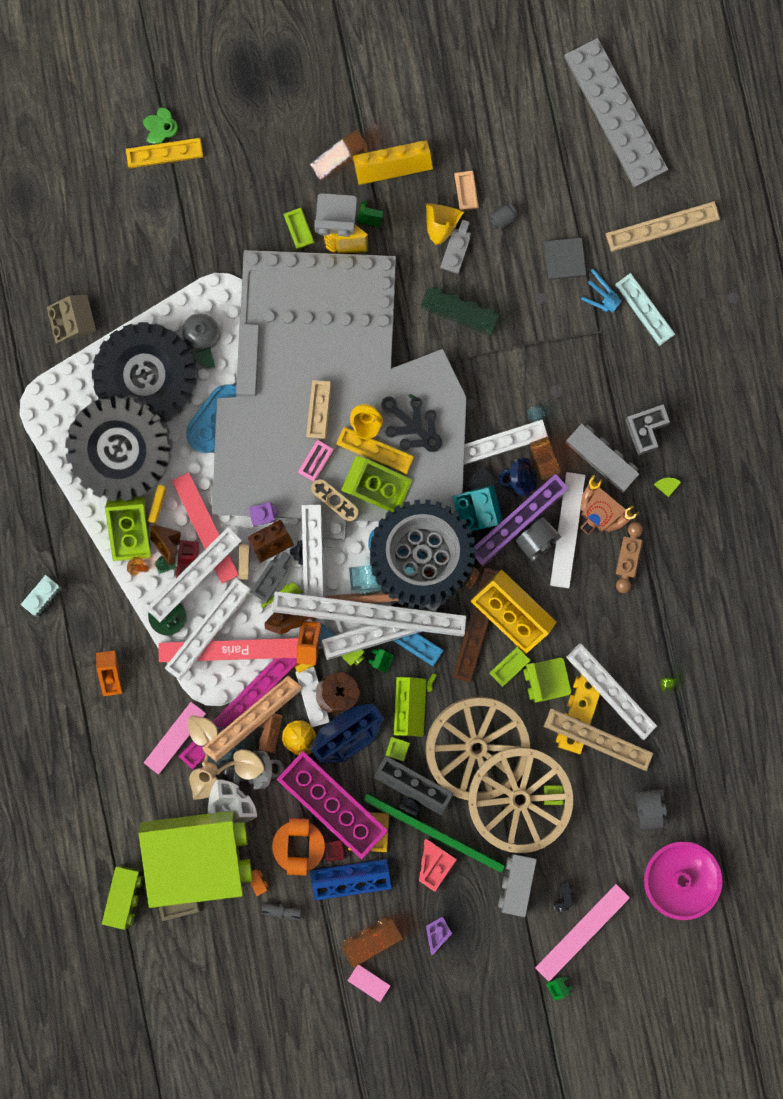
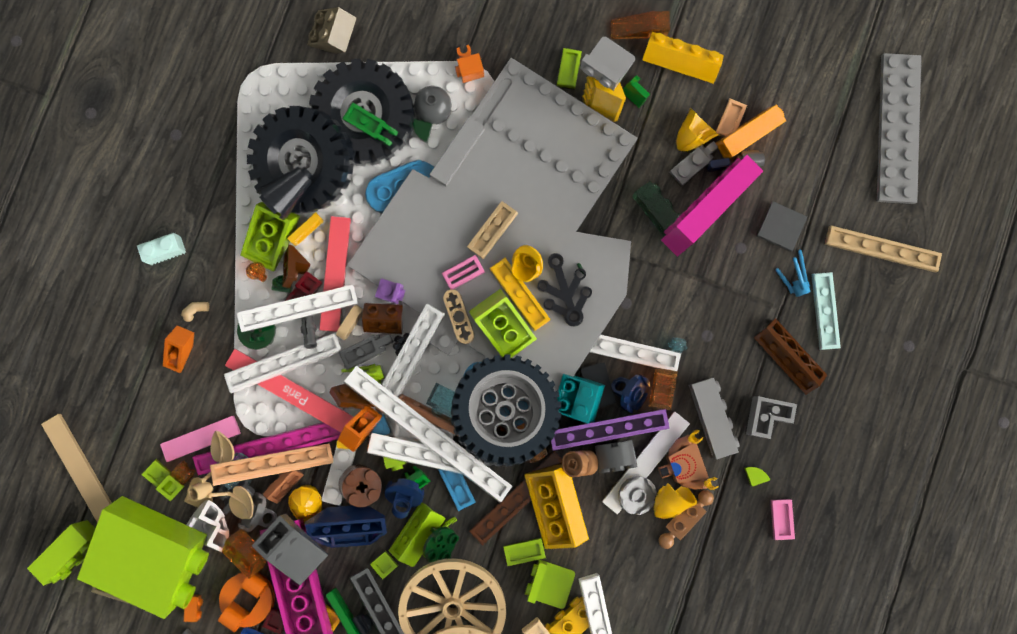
camera: 30 degrees right, 0 degrees up
(86, 825) = (77, 464): none -> tan tile
(98, 633) = (192, 308): none -> tan arm
(127, 479) = (285, 191): none -> black cone
(159, 381) = (368, 123): none -> green hinge
(164, 791) = (161, 478): none -> lime slope
(178, 774) = (183, 473): none -> clear orange wheel
(212, 280) = (469, 66): none -> orange brick
(212, 588) = (308, 329): none -> dark grey pin
(275, 804) = (241, 553): none -> clear orange brick
(313, 775) = (290, 549): none -> dark grey slope
(379, 678) = (403, 494): none -> dark blue tile
(433, 700) = (440, 544): none -> dark green plate
(478, 238) = (717, 165): none -> dark blue tile
(489, 192) = (751, 131): none -> light orange brick
(491, 278) = (711, 204): none -> dark pink brick
(511, 562) = (580, 463): none -> medium nougat wheel
(576, 561) = (637, 495): none -> light grey tile
(607, 550) = (671, 502): none -> yellow helmet
(637, 369) = (789, 358): none -> reddish brown fence
(711, 509) = (782, 519): none -> bright pink tile

